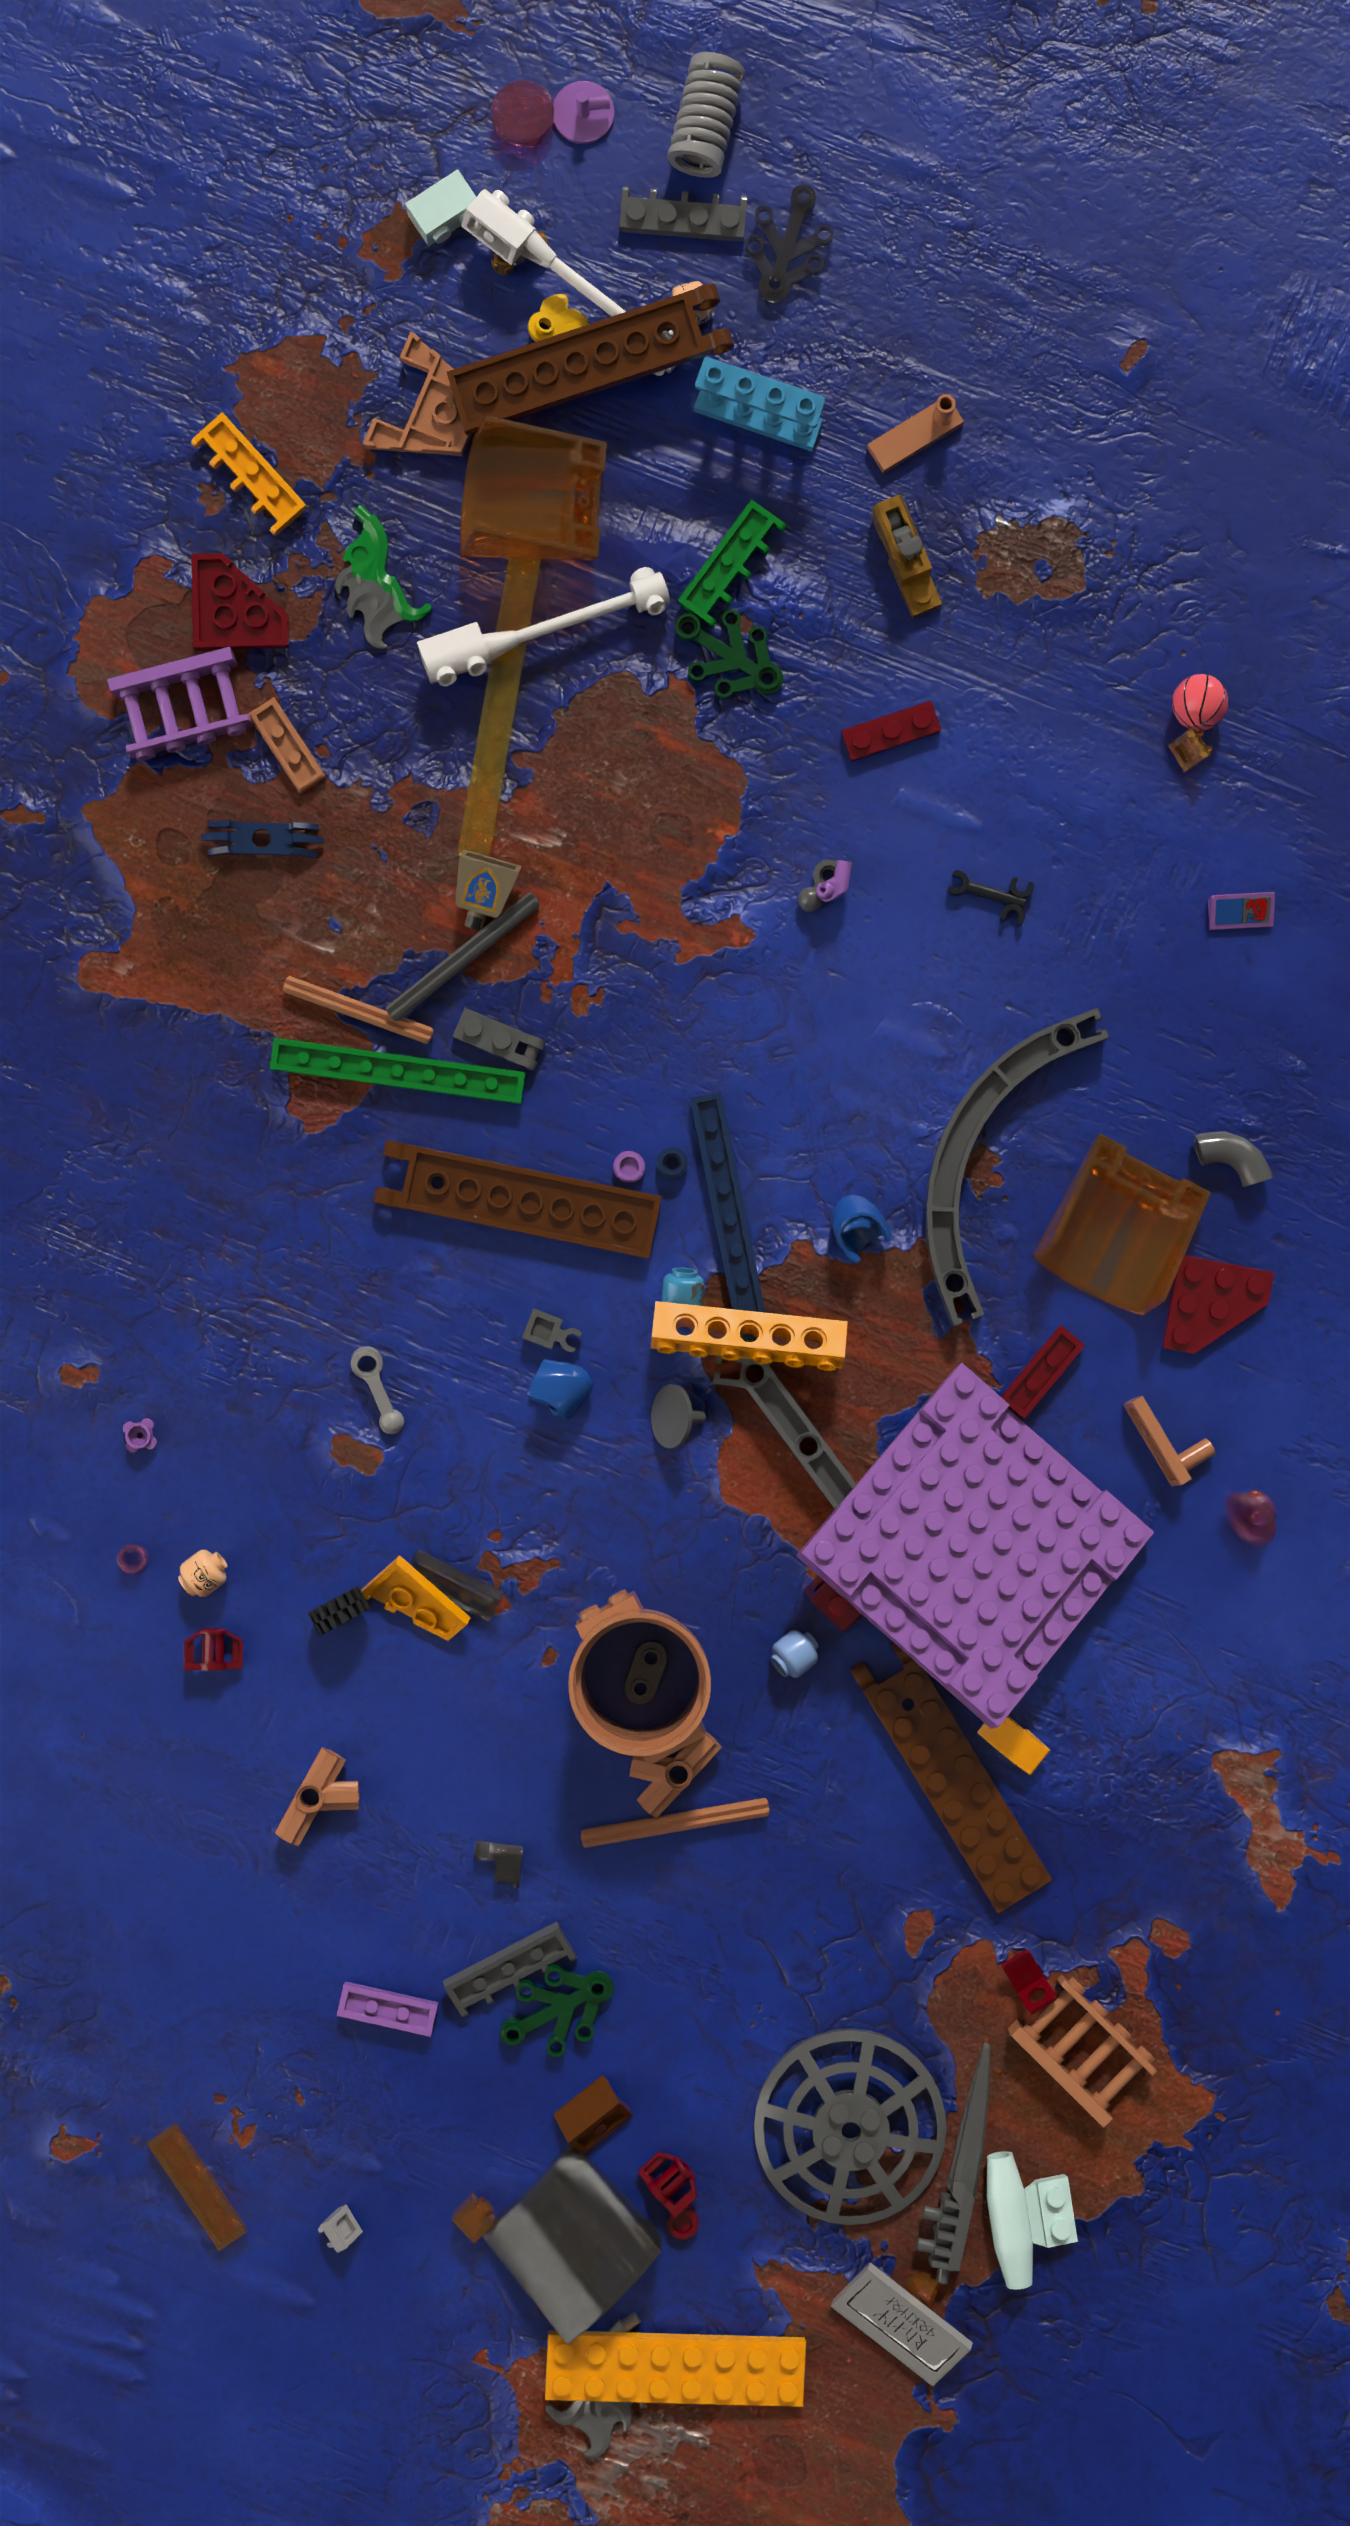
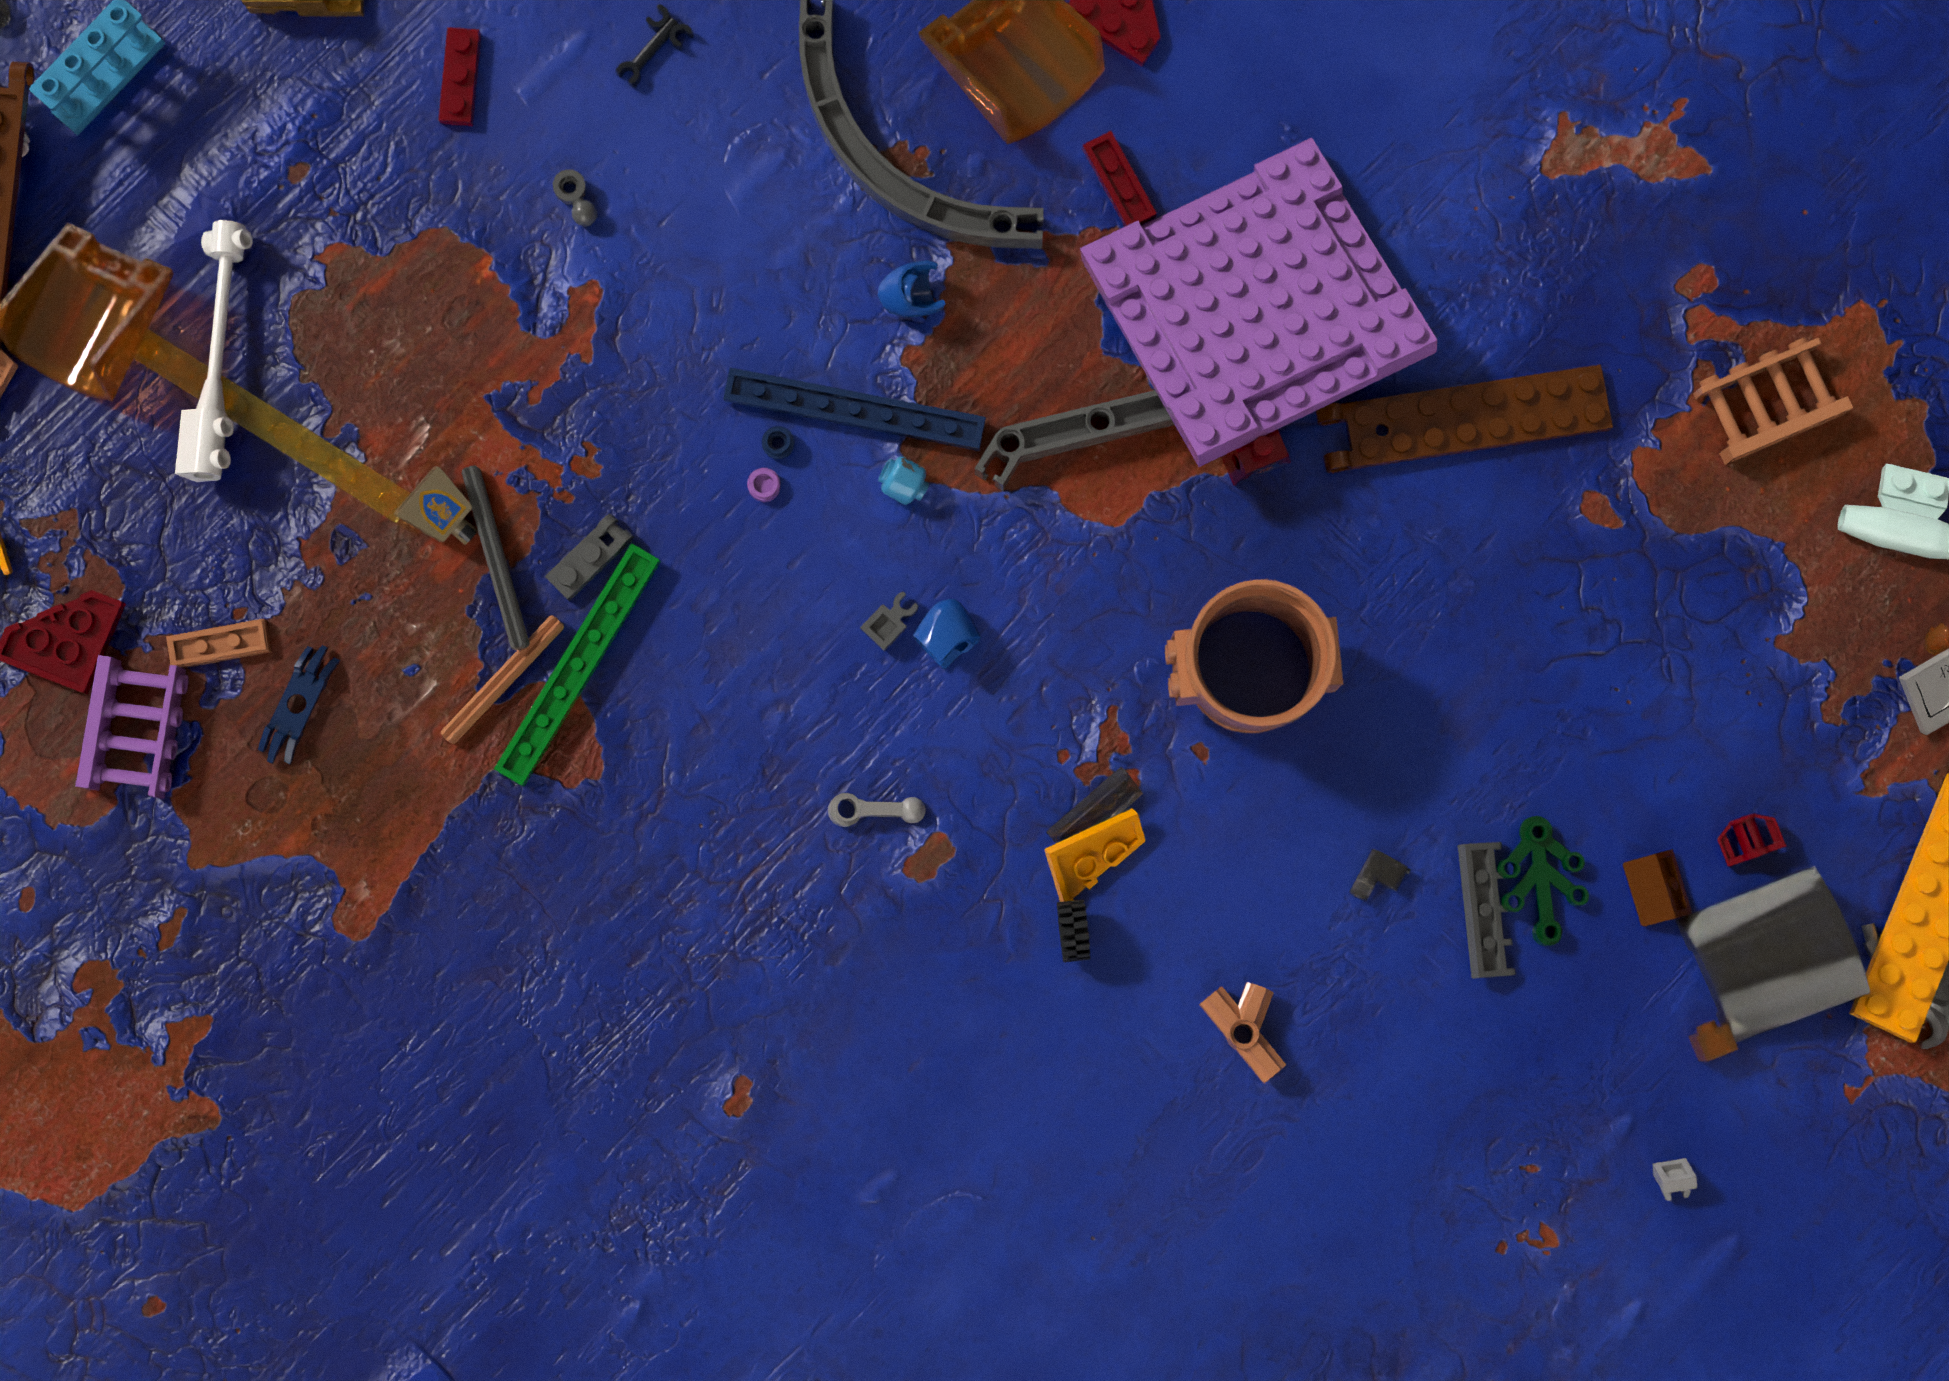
camera: 70 degrees left, 5 degrees down
(132, 1429) = (829, 1067): medium lavender plate -> none
(144, 1558) = (950, 1118): clear pink bush -> none
(197, 2186) = (1579, 1302): clear orange plate -> none
(203, 1573) = (983, 1050): light nougat head -> none
(212, 1651) = (1062, 1072): dark red piece -> none
(370, 586) = (102, 502): piece -> none
(387, 2009) = (1478, 1044): medium lavender plate -> none
(523, 1200) = (752, 596): reddish brown hinge -> none
(645, 1672) = (1252, 664): dark grey plate -> none
(663, 1786) = (1370, 691): nougat piece -> none
(673, 1416) = (1018, 536): dark grey shield -> none
(675, 1822) = (1407, 695): nougat axle -> none
(684, 2225) = (1797, 844): dark red tile -> none
(729, 561) = (233, 158): green hinge -> none
(733, 657) = (324, 192): dark green plant -> none
(763, 1326) = (954, 441): light orange brick -> none
(794, 1654) = (1291, 515): light blue head -> none
(837, 885) = (582, 179): medium lavender arm -> none
(846, 2107) = (1748, 662): dark grey dish -> none
(962, 2180) = (1852, 563): dark grey piece -> none
(1016, 1744) = (1458, 346): light orange slope -> none
(1027, 1979) = (1684, 425): dark red bracket -> none
(1172, 1465) = (1253, 98): nougat piece -> none
(1252, 1516) = (1334, 44): clear pink hat -> none

